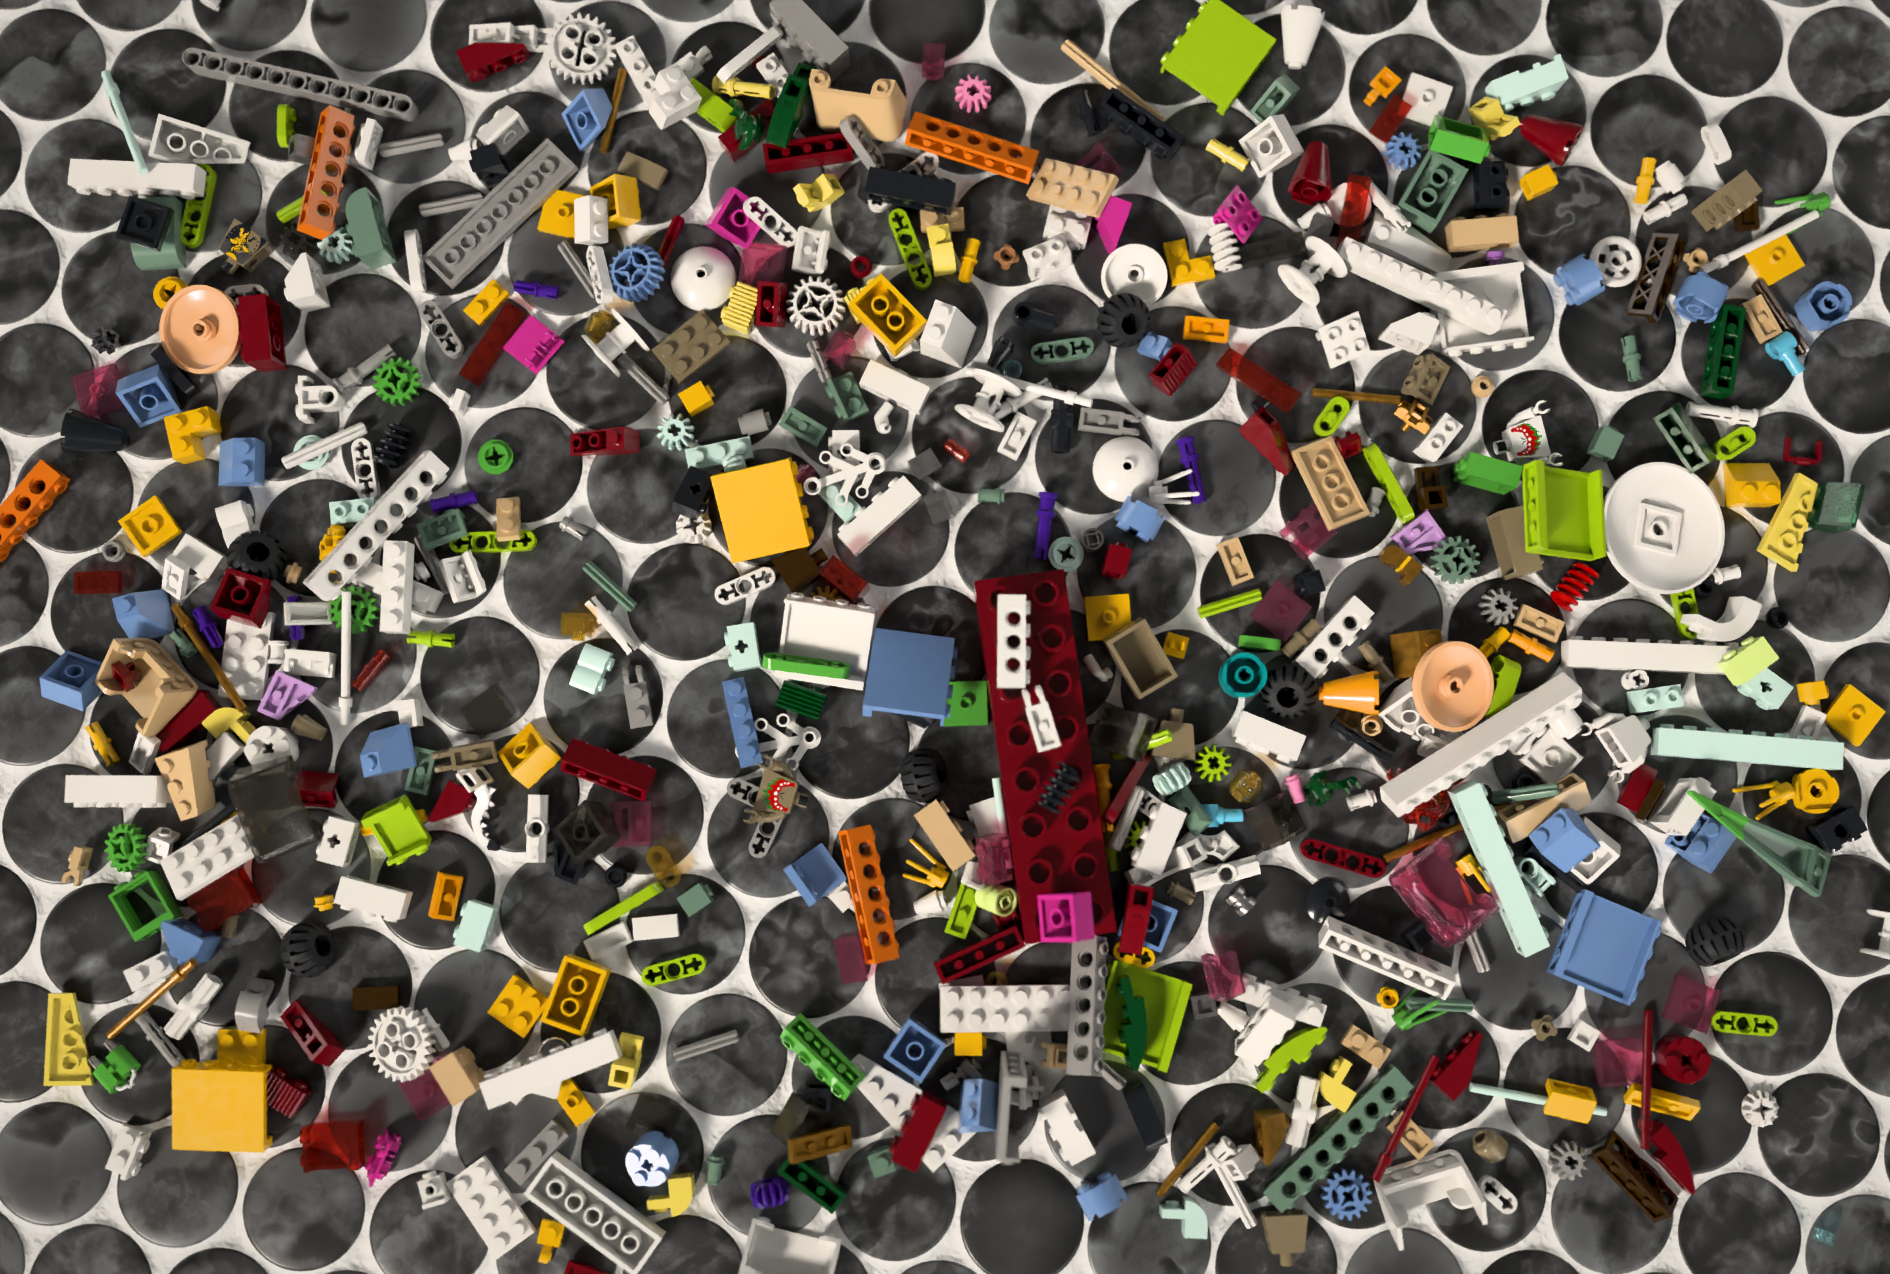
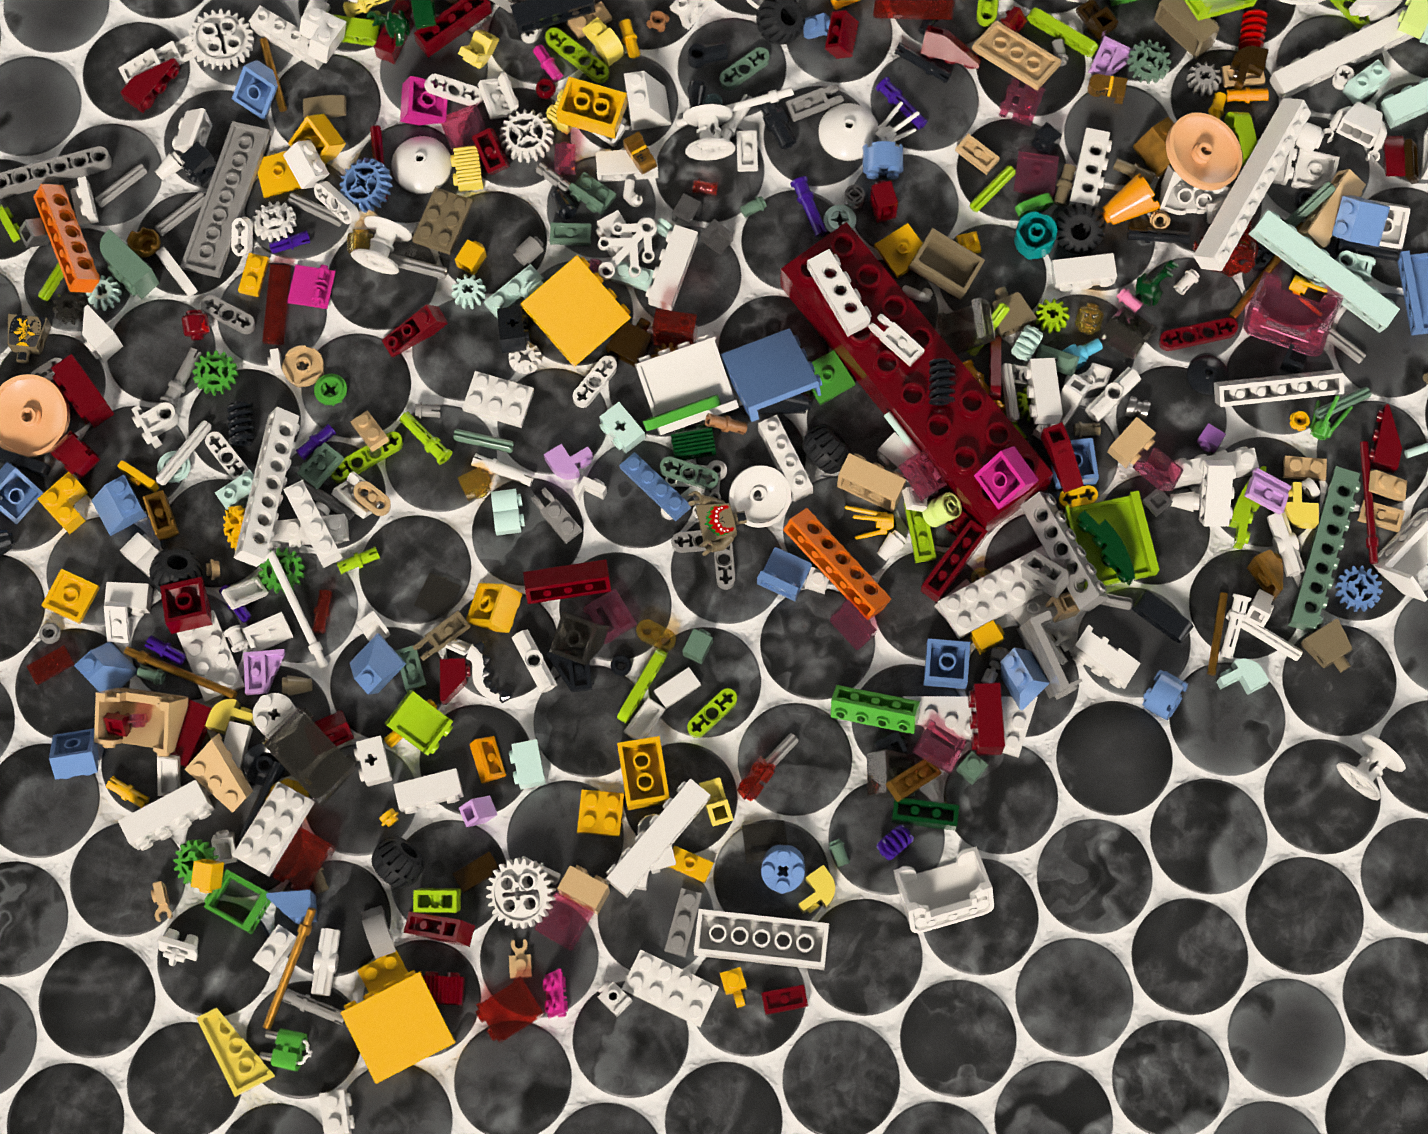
camera: 25 degrees left, 10 degrees down
(64, 908) = (176, 949): none -> white hips
(122, 870) = (207, 875): none -> yellow brick
(143, 683) = (138, 720): none -> clear pink plate
(223, 392) = (75, 455): none -> dark red brick
(270, 495) = (161, 515): none -> pearl gold brick
(271, 443) = (137, 476): none -> yellow plate
(321, 1007) = (437, 900): none -> lime brick
(368, 1105) = (520, 963): none -> tan plate
(399, 214) = (144, 242): none -> pearl gold hair
(404, 323) = (195, 324): none -> dark red head
(405, 944) = (478, 811): none -> lavender brick
(470, 590) = (373, 498): none -> tan plate
(492, 428) = (292, 362): none -> tan plate
(493, 259) = (242, 236): none -> white beam
(531, 261) = (274, 221): none -> white gear
(559, 563) = (431, 444): none -> lime pin
(646, 553) = (498, 399): none -> white plate
(668, 651) = (566, 466): none -> lavender brick
(671, 1059) = (750, 787): none -> clear red hinge
(686, 690) = (593, 486): none -> white bracket
(772, 713) = (685, 465): none -> sand green beam
(812, 395) = (564, 206): none -> black cone
(830, 798) = (773, 497): none -> white dish
(842, 698) = (726, 424): none -> medium nougat pin
(857, 1127) = (937, 752): none -> clear pink plate
(877, 241) = (547, 63): none -> dark pink axle
(879, 763) = (785, 457): none -> white brick
(894, 469) = (663, 227): none -> light aqua bush
(909, 386) = (639, 153): none -> pearl gold leg
(1052, 1023) = (1044, 574): none -> light grey brick
(1214, 933) = (1132, 442): none -> tan brick
(1240, 448) = (922, 62): none -> black pin
(1292, 969) = (1210, 438): none -> medium lavender plate
(1314, 1056) = (1268, 491): none -> lavender plate
(1358, 1070) = (1310, 488): none -> white tile
(1433, 1111) = (1387, 485): none -> tan plate
(1549, 614) = (1248, 60): none -> dark brown brick

